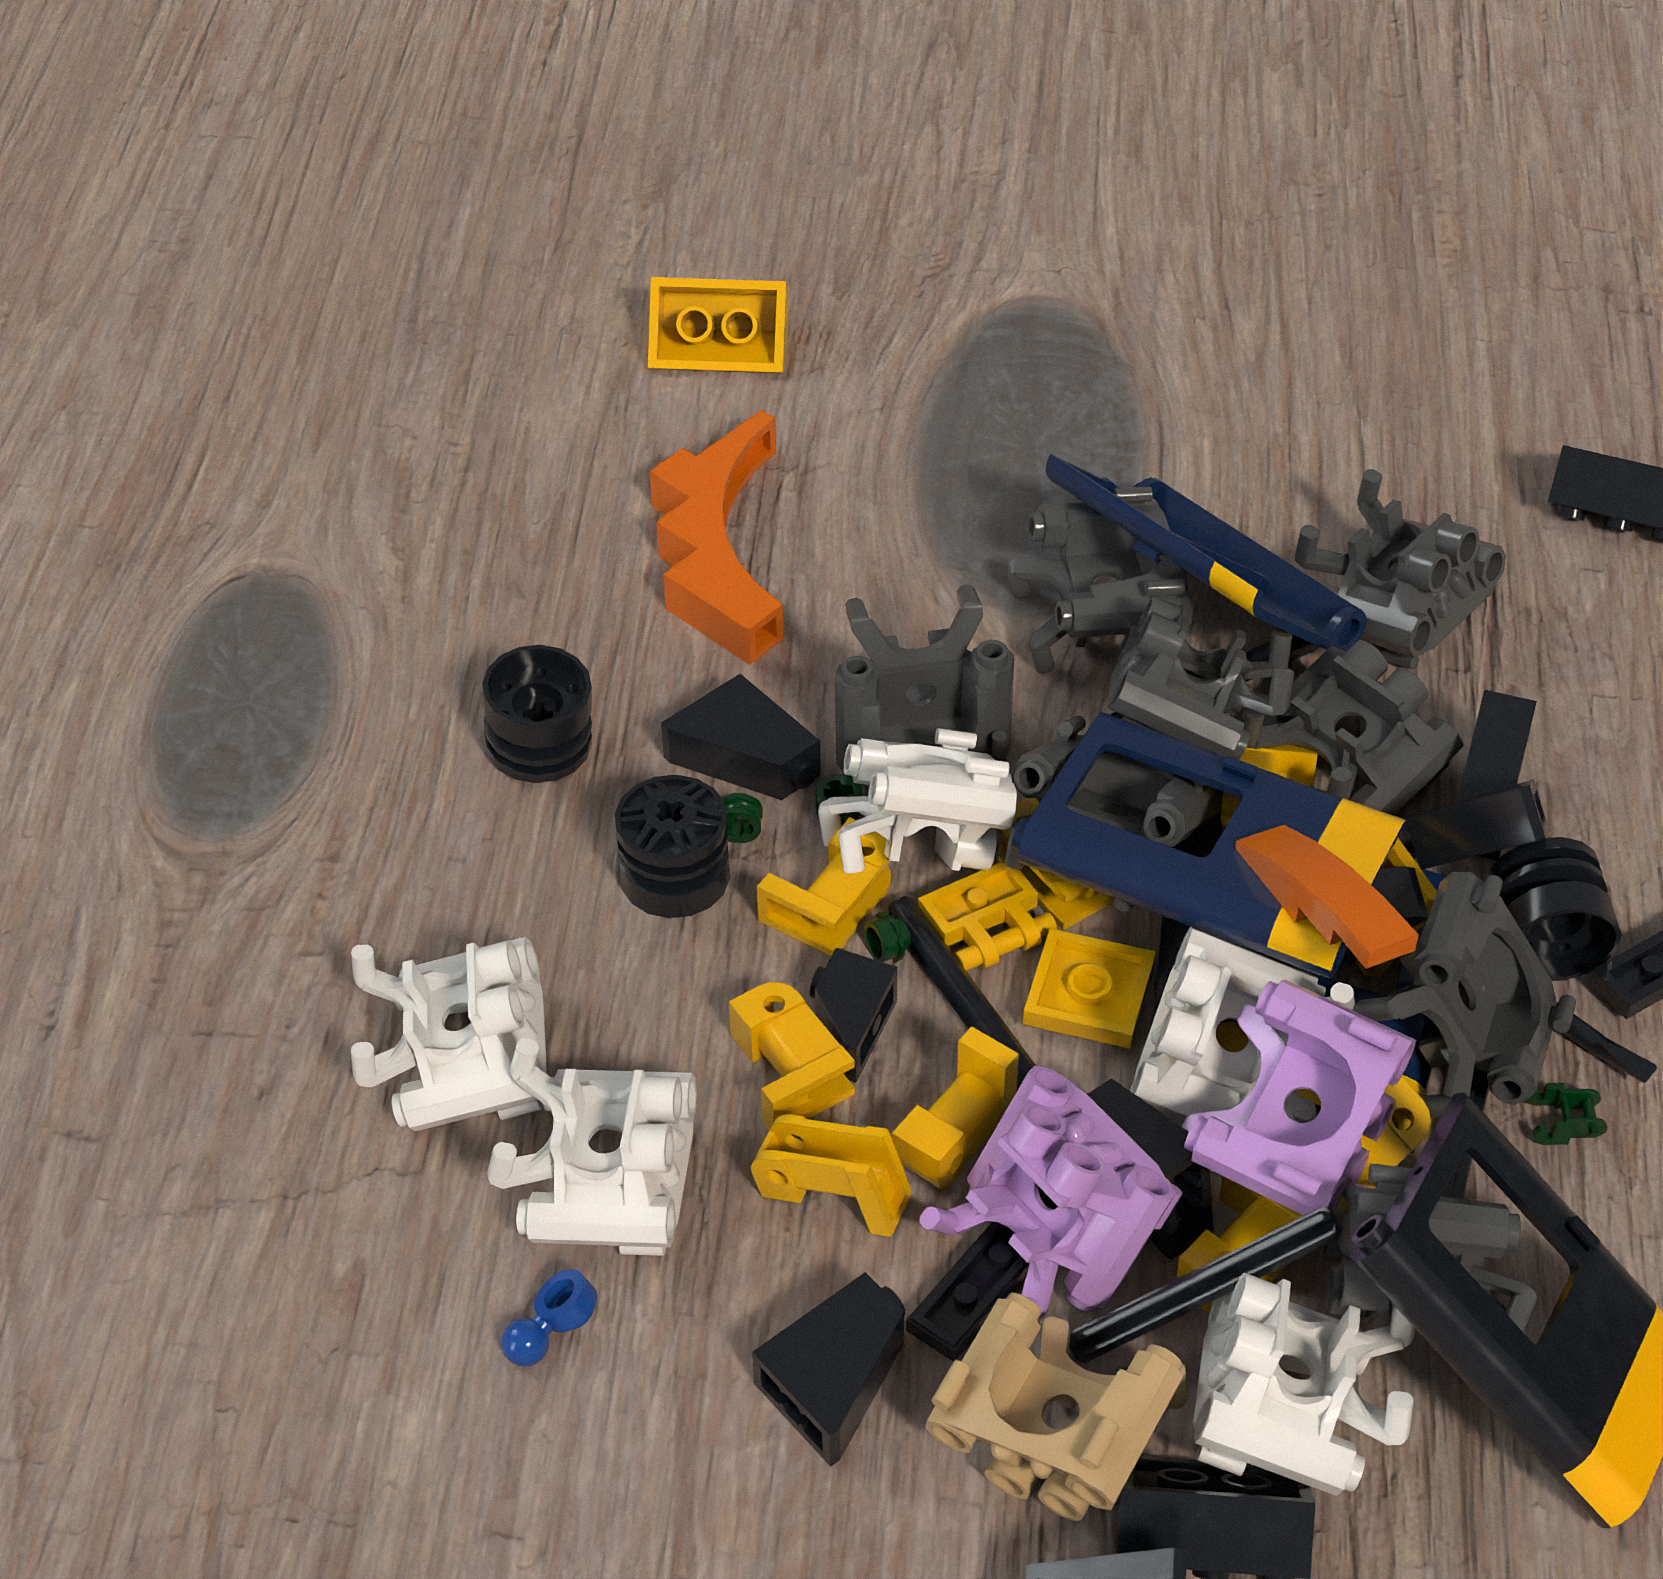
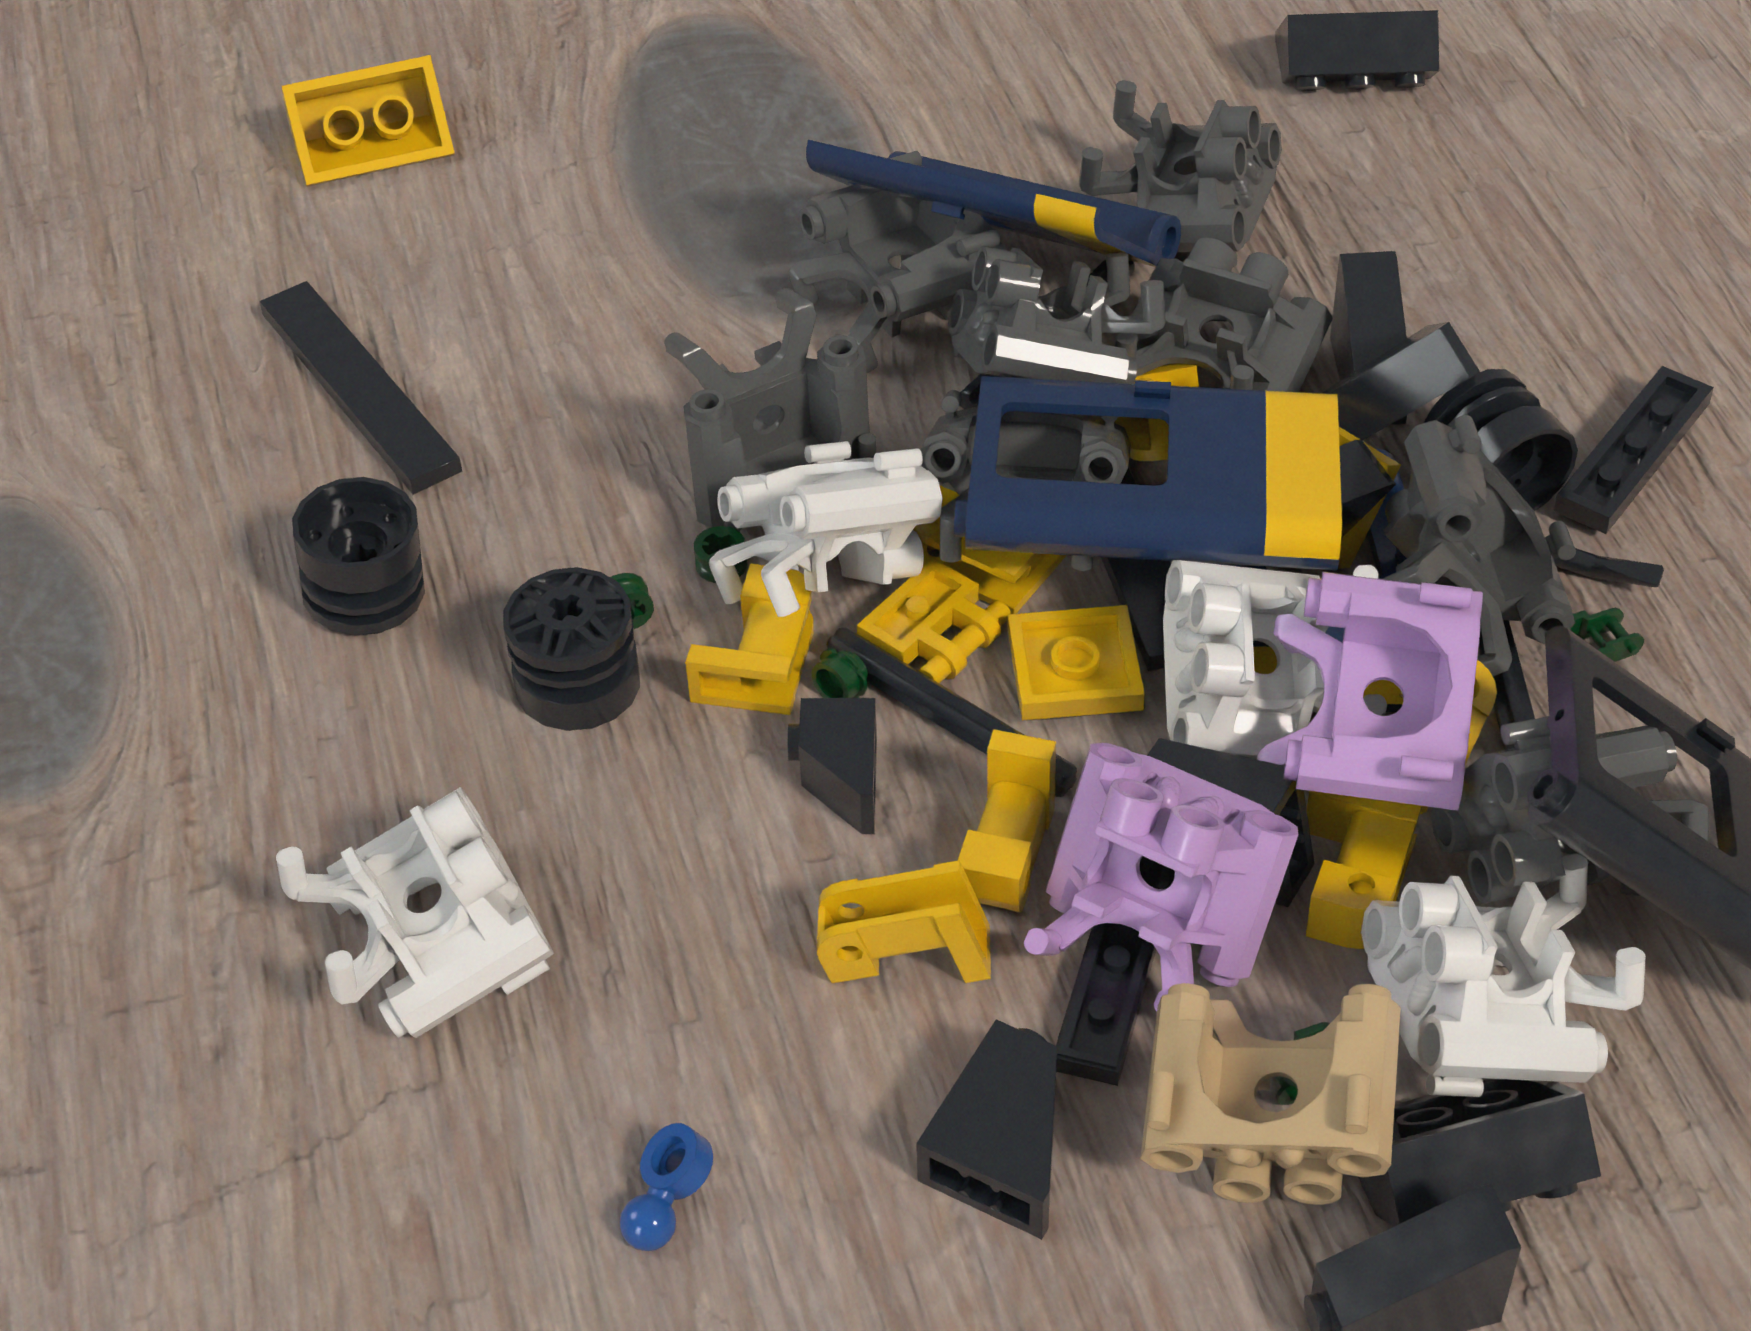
camera: 20 degrees left, 0 degrees up
(611, 1197) = (669, 1035): white piece -> none
(612, 564) = (361, 387): none -> black tile
(706, 579) = (472, 370): orange arch -> none
(743, 741) = (593, 522): black slope -> none
(796, 1047) = (801, 815): yellow piece -> none
(1204, 1284) = (1362, 910): black axle -> none
(1329, 893) = (1314, 475): orange slope -> none

